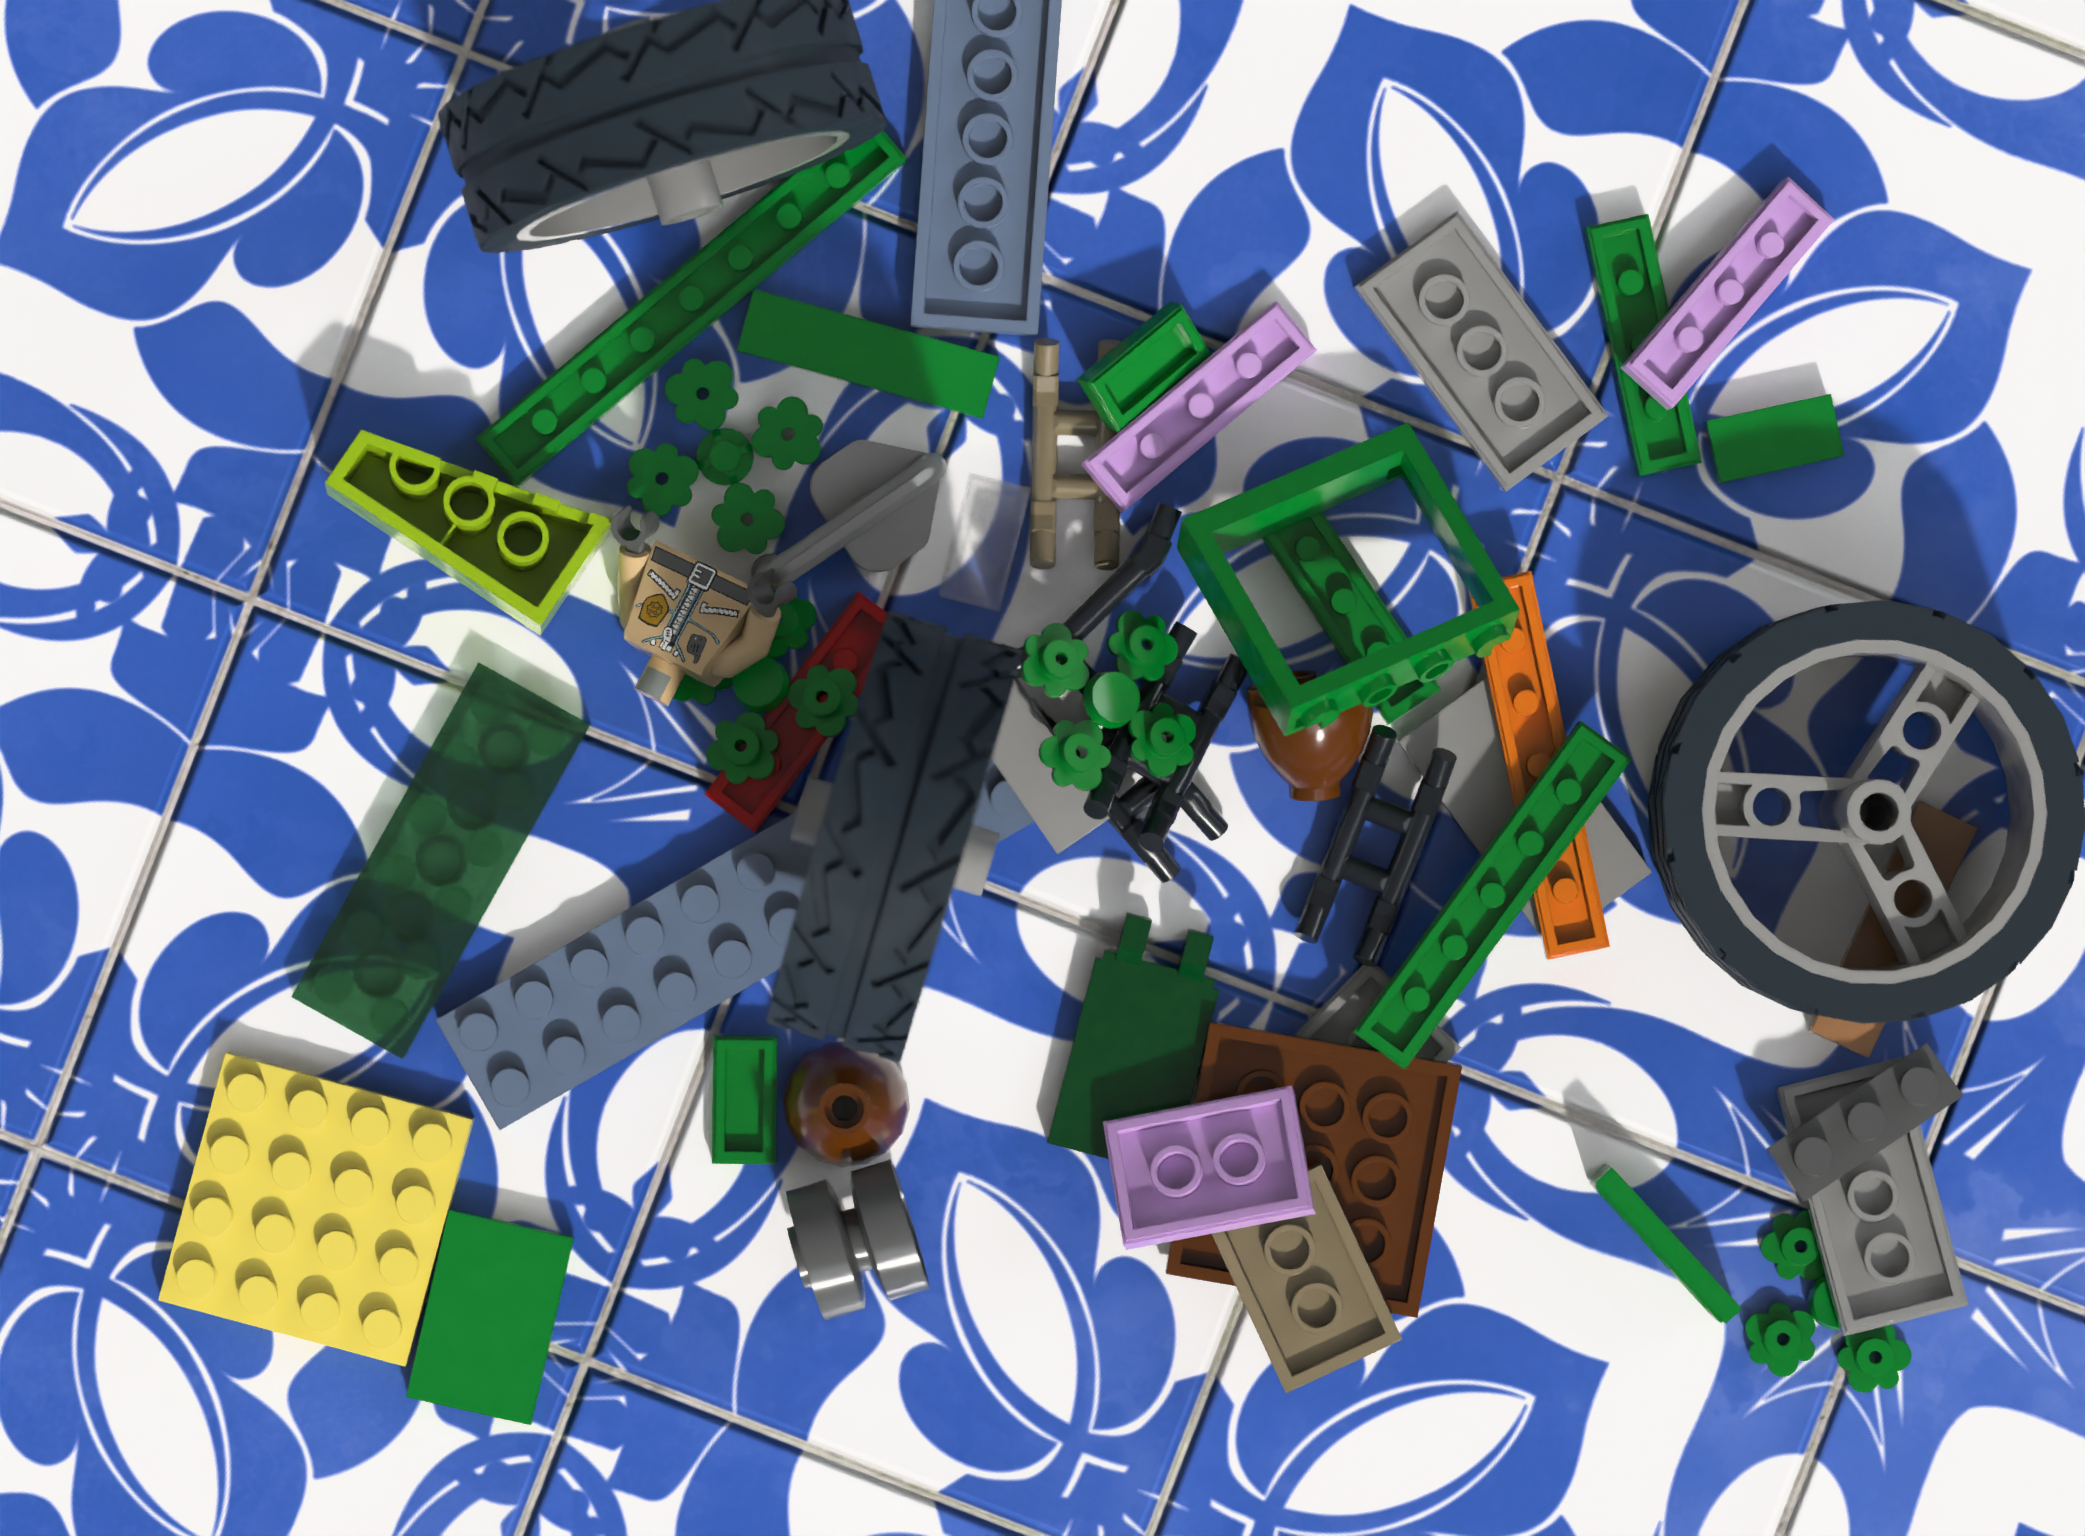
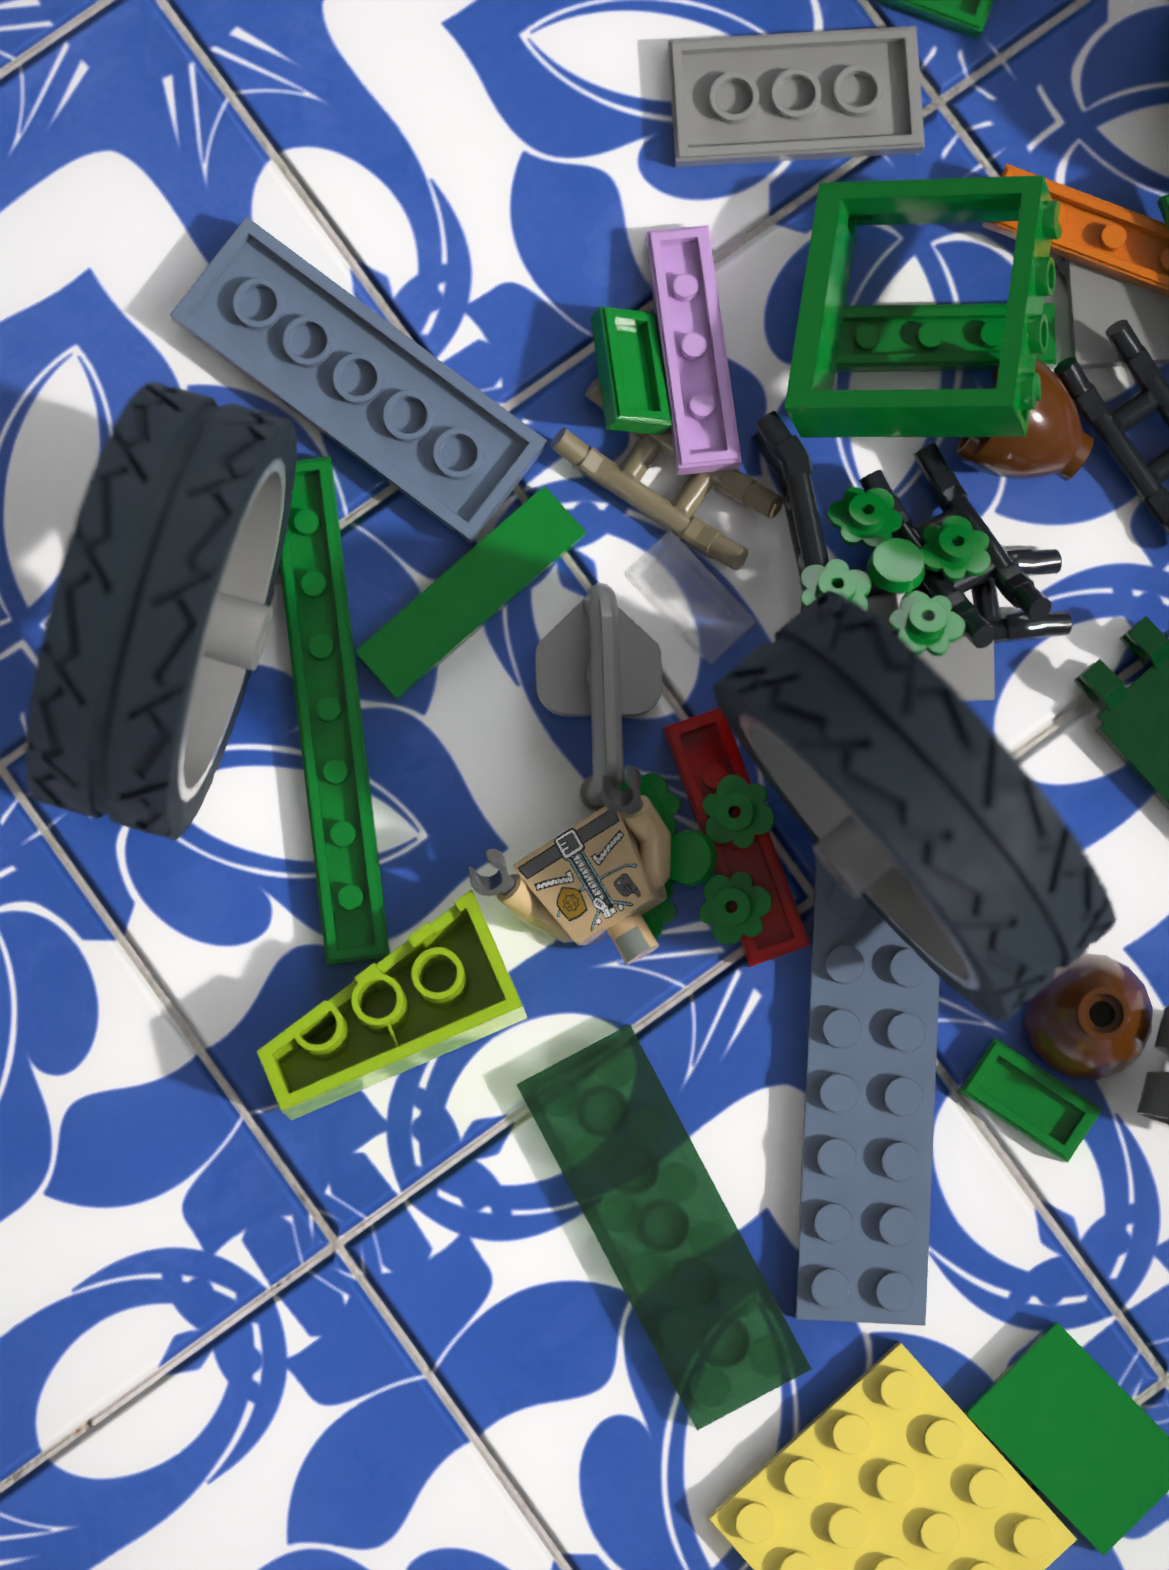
camera: 55 degrees left, 5 degrees down
(725, 456) = (478, 765): green plant -> none

